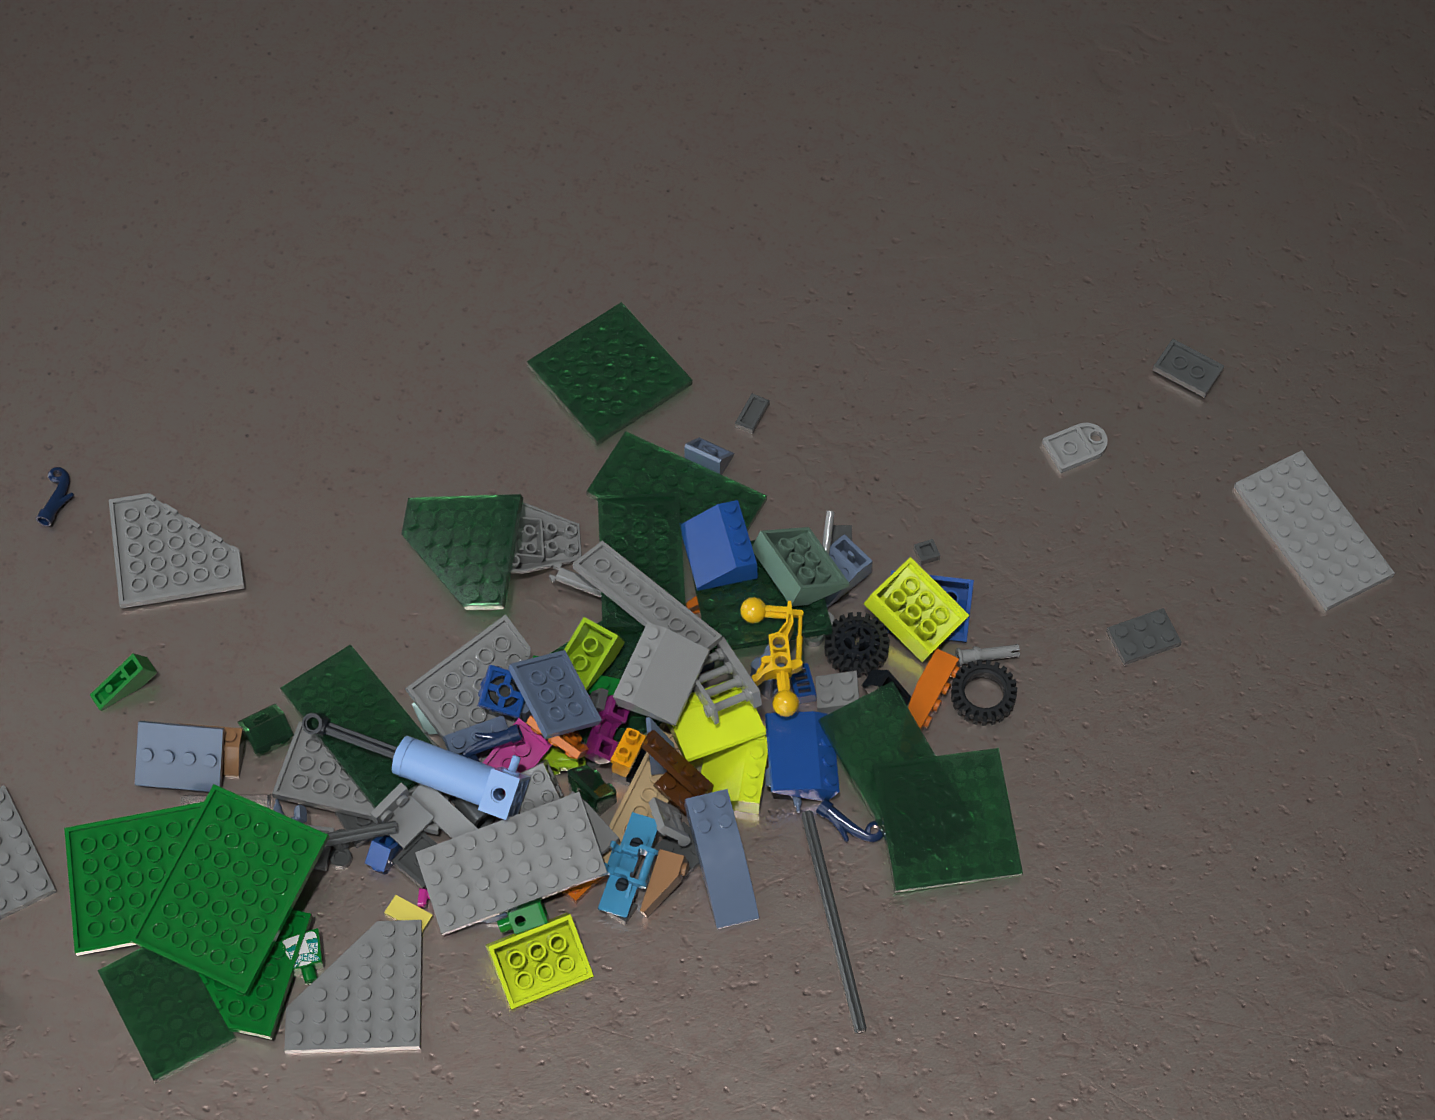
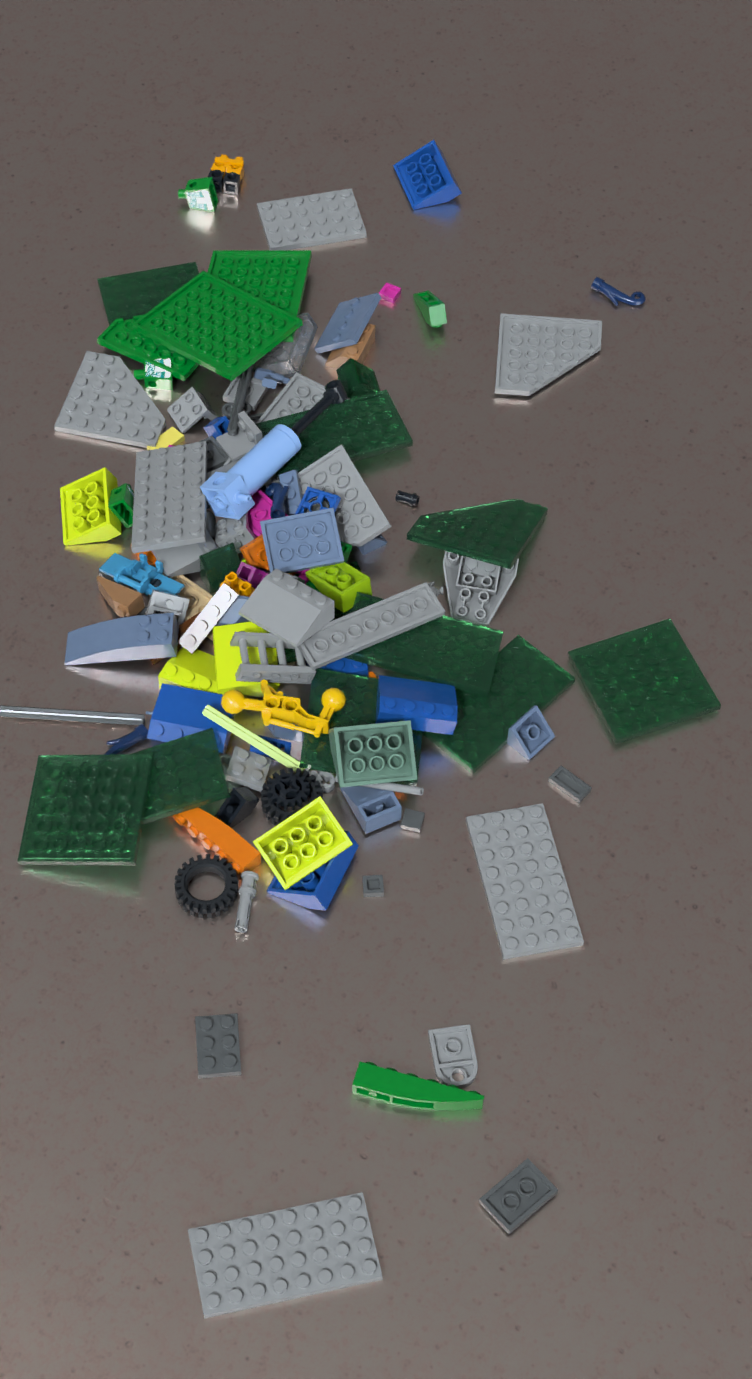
camera: 105 degrees right, 5 degrees down
(103, 735) = (390, 292): none -> dark pink tile
(356, 897) = (190, 409): none -> light grey bracket
(429, 632) = (404, 497): none -> black pin
(809, 688) = (251, 738): none -> yellowish green axle
(873, 430) = (524, 881): none -> light grey plate
(1127, 469) = (410, 1091): none -> green slope

